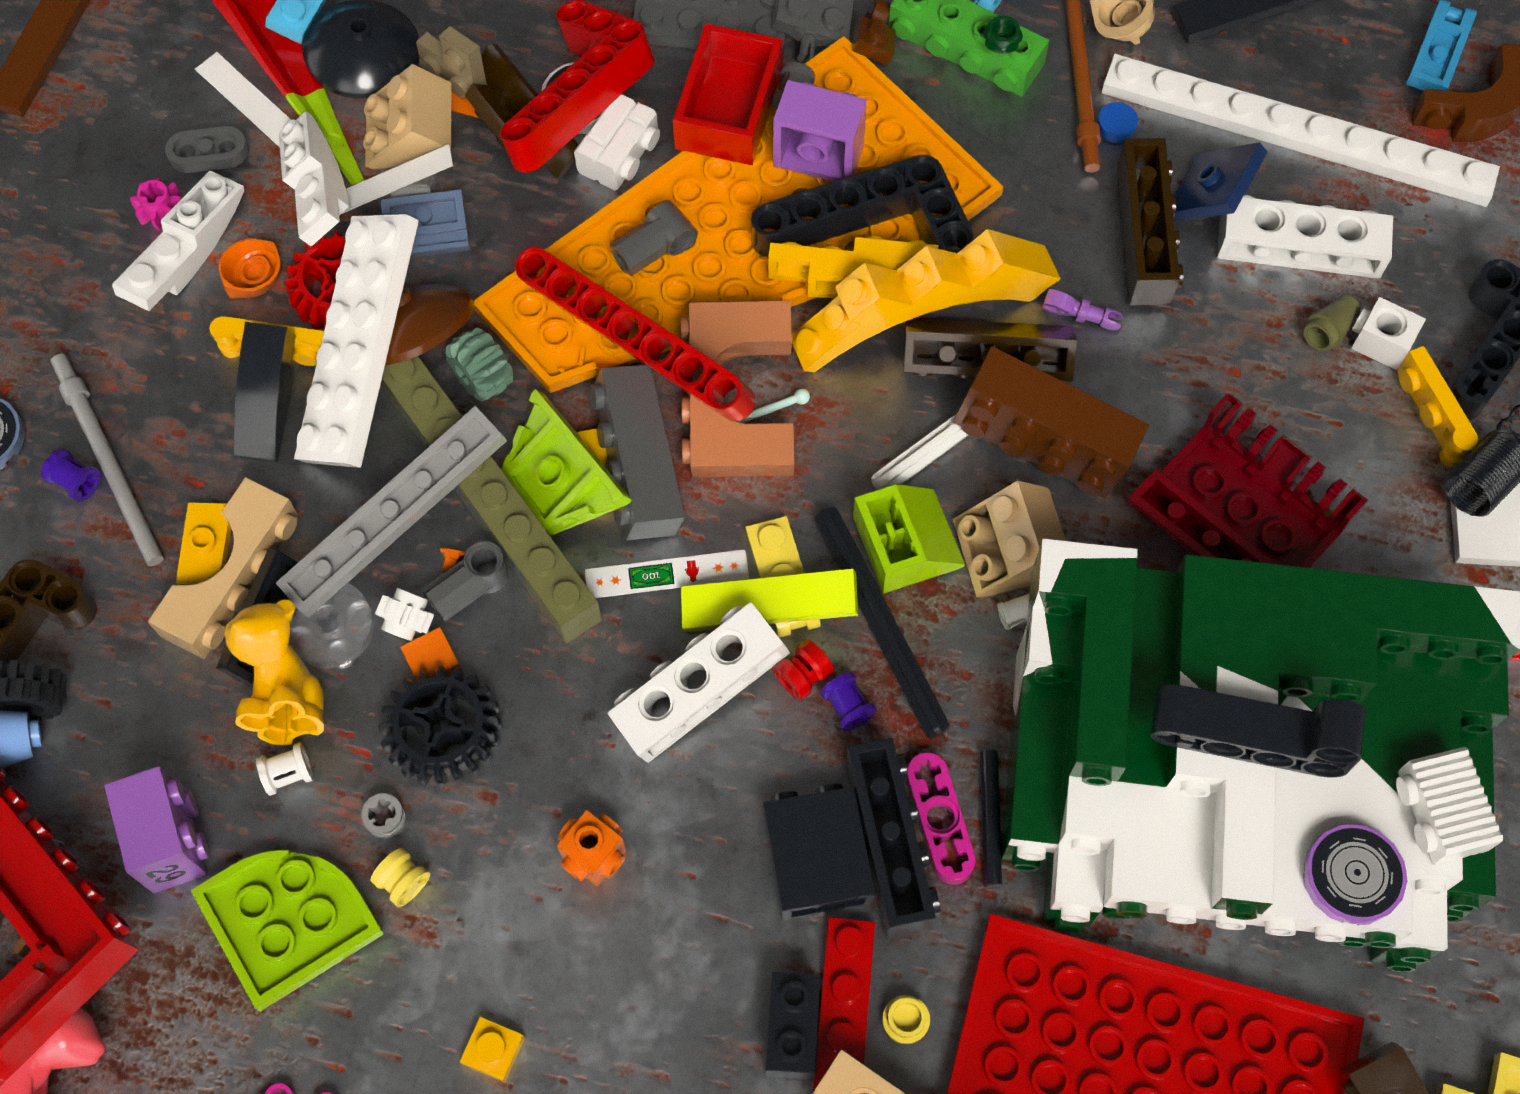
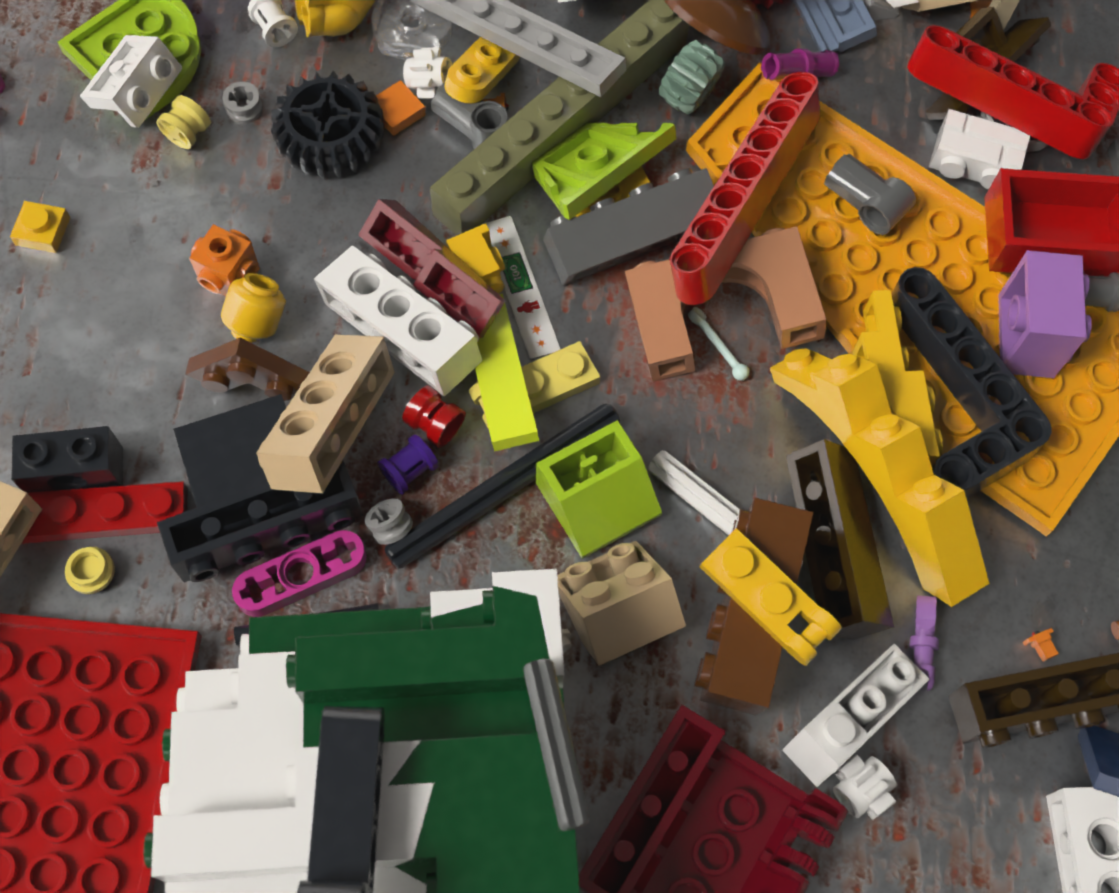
camera: 75 degrees right, 0 degrees up
(340, 920) = (133, 78): none -> white bracket
(421, 564) = (478, 71): none -> yellow plate
(486, 266) = (799, 60): none -> magenta pin
(642, 642) = (432, 265): none -> dark red slope
(645, 603) = (477, 253): none -> yellow brick
(653, 823) = (253, 307): none -> yellow head
(730, 830) = (244, 363): none -> reddish brown plate
(860, 774) = (326, 414): none -> tan brick
(906, 714) = (388, 521): none -> light grey bush
(1060, 397) = (769, 596): none -> yellow plate
(1094, 224) = (1042, 643): none -> orange piece
(1144, 376) = (855, 715): none -> white slope
(1199, 561) = (556, 745): none -> dark grey axle
(1202, 382) = (865, 787): none -> white gear

